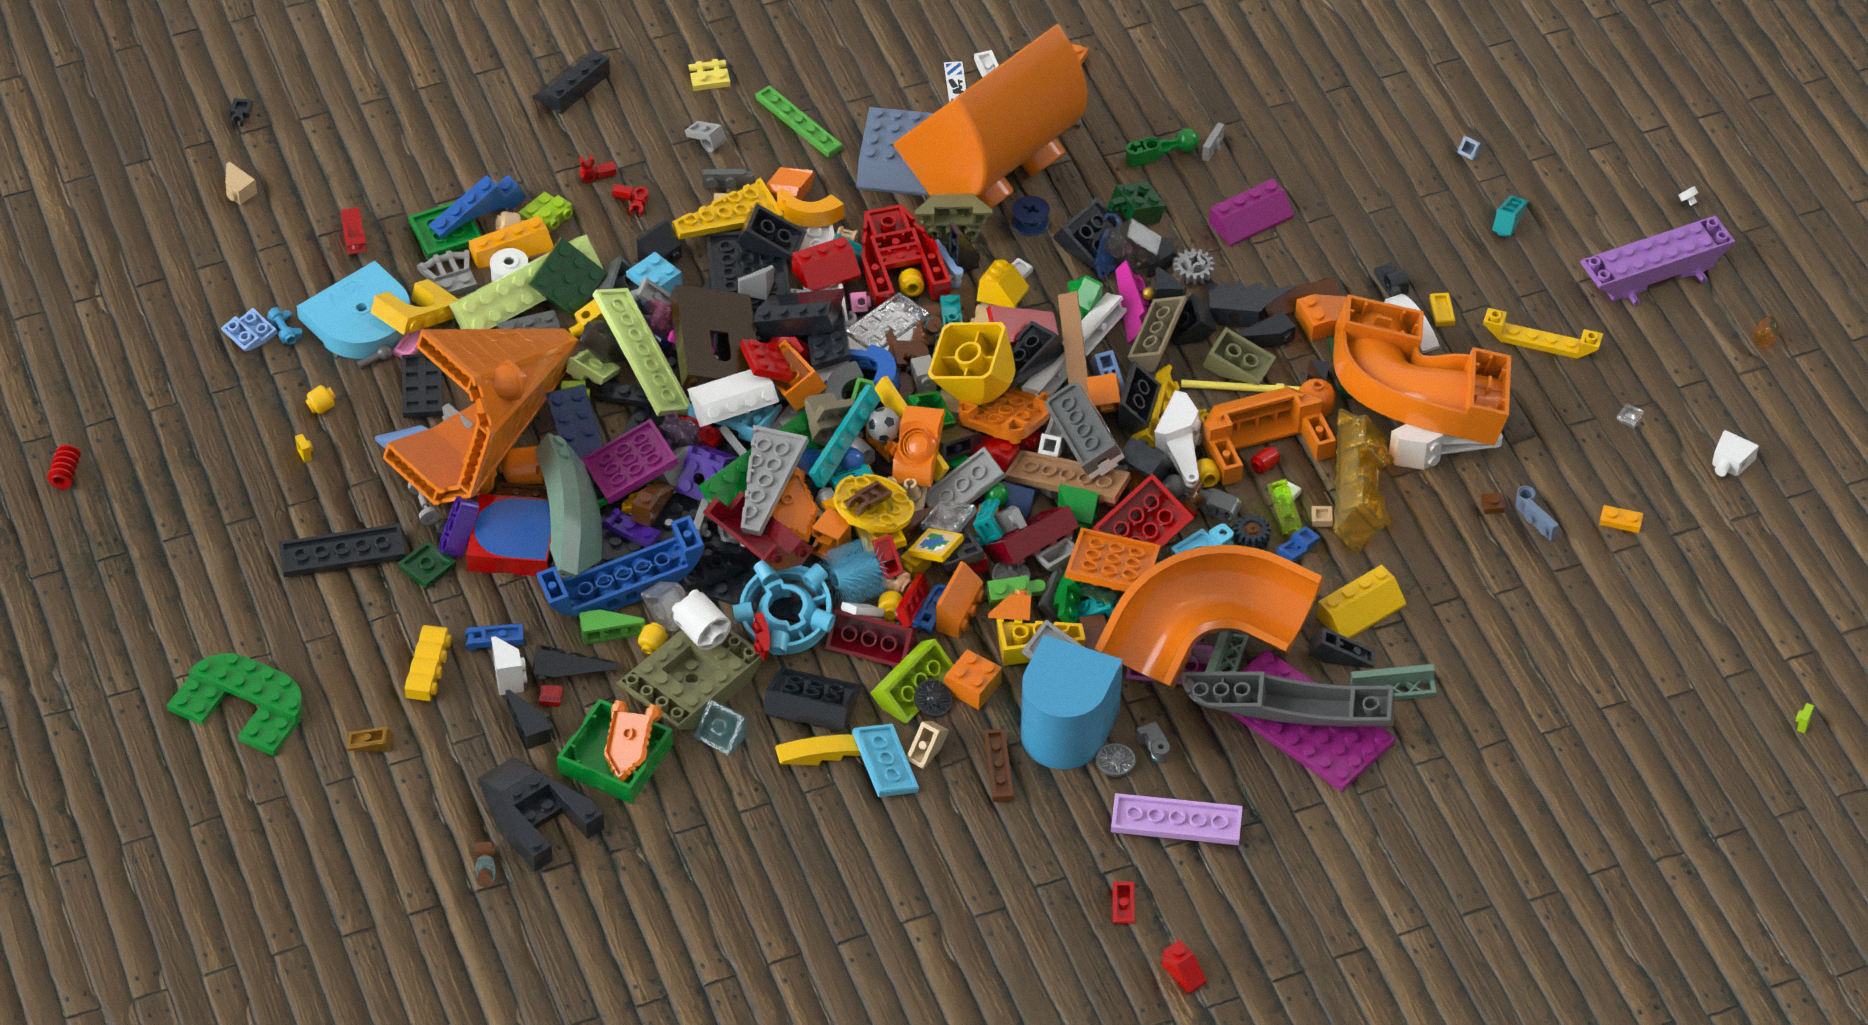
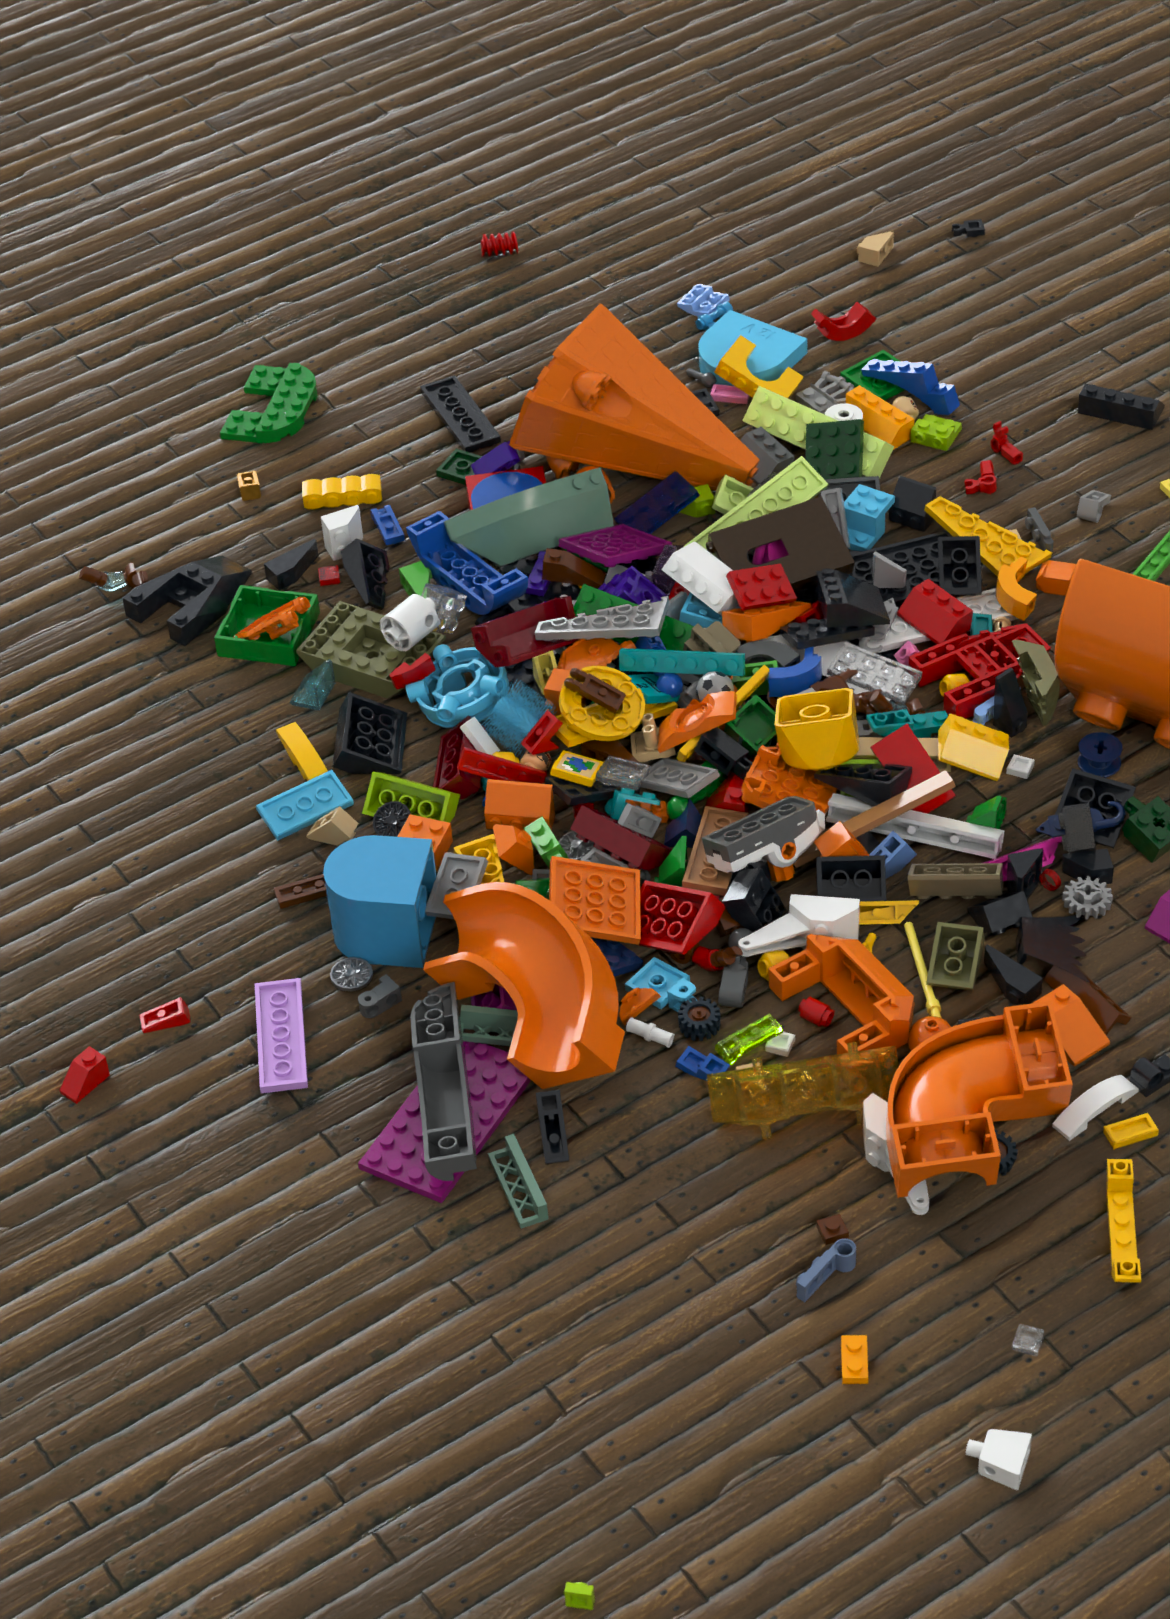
camera: 80 degrees right, 5 degrees down
(1361, 603) = (627, 1131): yellow slope -> none

